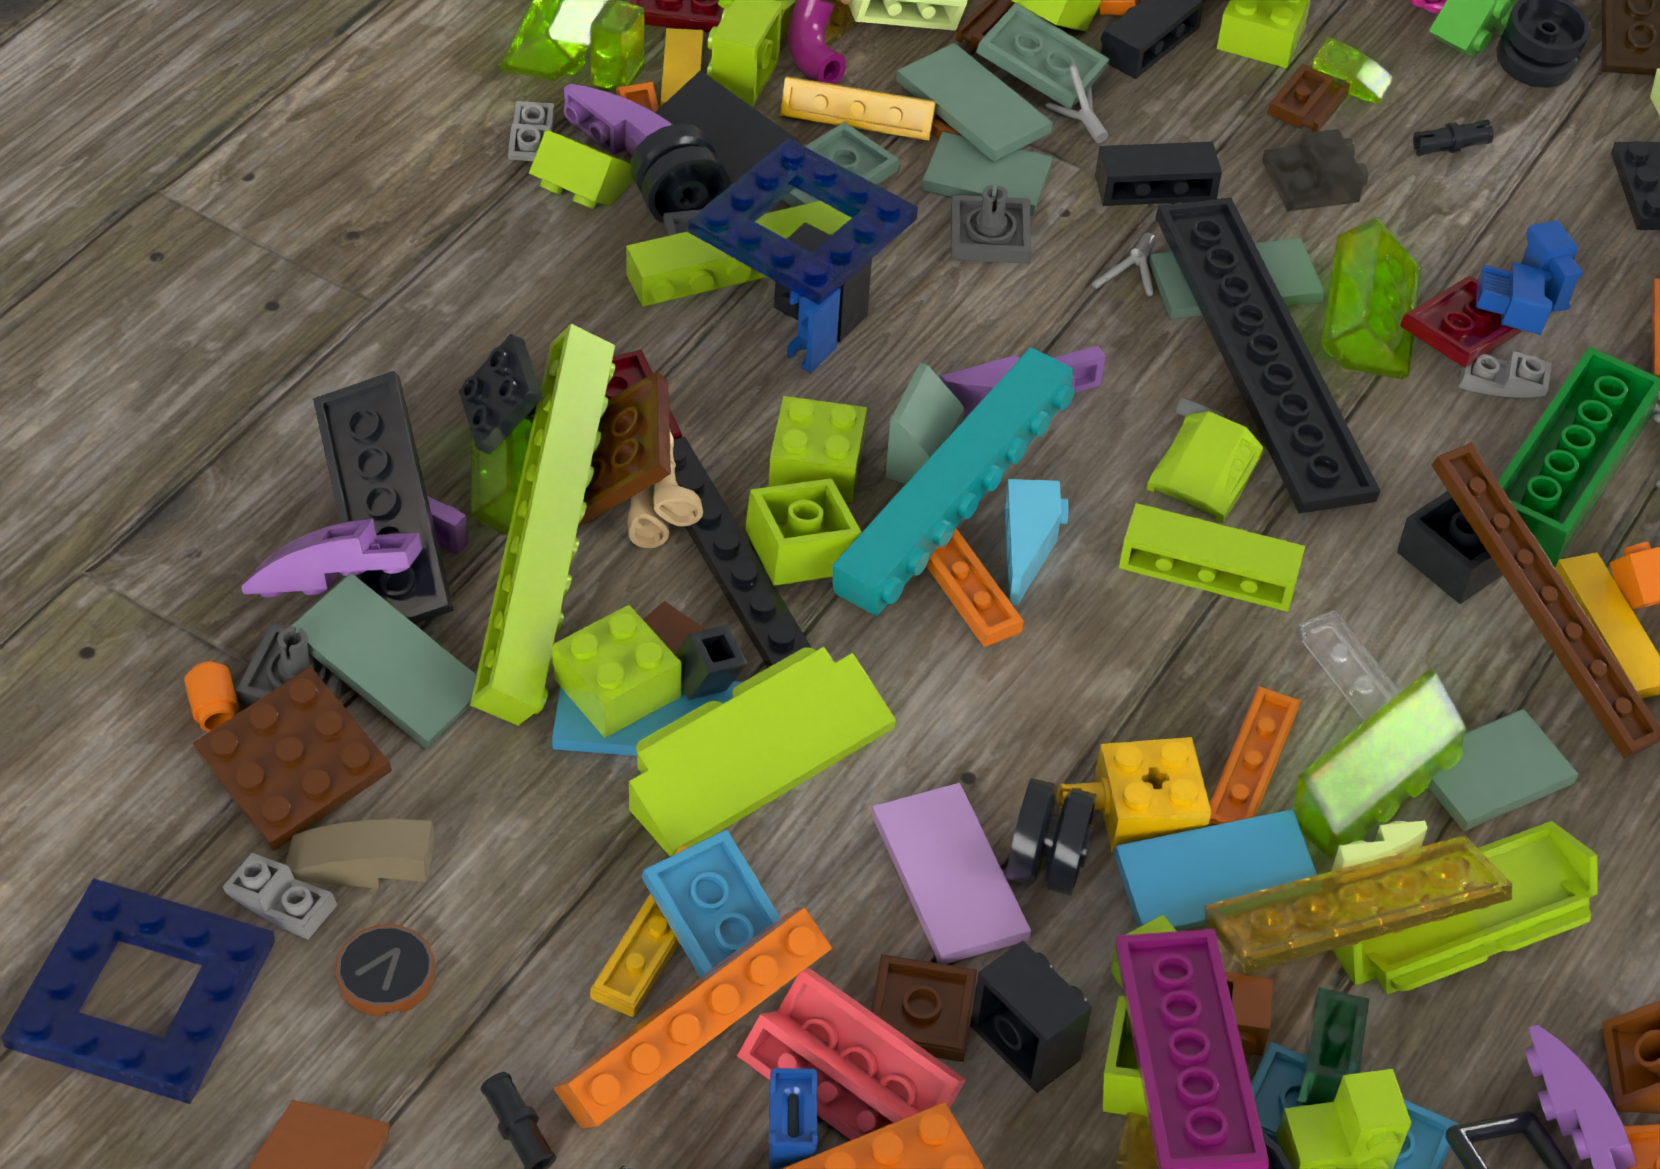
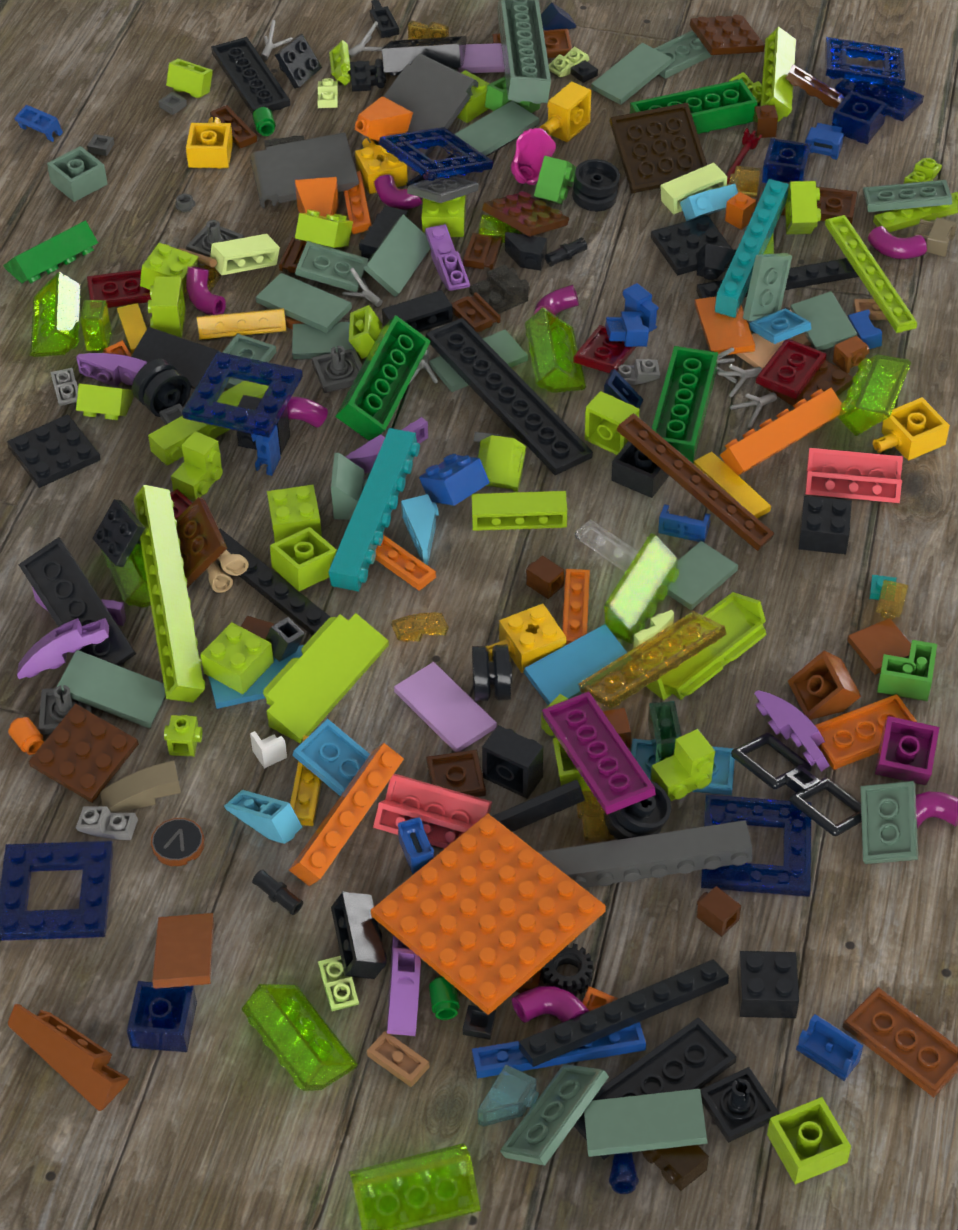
camera: 15 degrees left, 0 degrees up
(468, 229) = (53, 450): none -> black plate
(470, 779) = (182, 735): none -> lime brick
(553, 972) = (266, 815): none -> medium azure slope
(609, 852) = (269, 749): none -> white panel
(691, 324) = (200, 466): none -> lime brick
(905, 279) = (307, 411): none -> magenta cylinder
(949, 707) = (414, 626): none -> clear yellow slope
(1048, 1120) = (541, 806): none -> black tile
(1056, 263) = (383, 379): none -> green brick
(1057, 177) = (364, 330): none -> lime brick
(1114, 469) = (454, 479): none -> blue brick
(1162, 67) = (398, 255): none -> sand green tile
(1215, 689) = (544, 577): none -> reddish brown brick
(1242, 93) = (446, 258): none -> medium lavender slope
(1259, 196) = (475, 312): none -> reddish brown plate
(1385, 116) = (526, 250): none -> black slope
(1405, 56) = (526, 213): none -> reddish brown plate
(1411, 214) = (558, 300): none -> magenta cylinder
(1414, 438) = (602, 420): none -> lime brick
(1464, 406) = (620, 389): none -> dark blue slope
(1500, 672) = (683, 526): none -> blue hinge

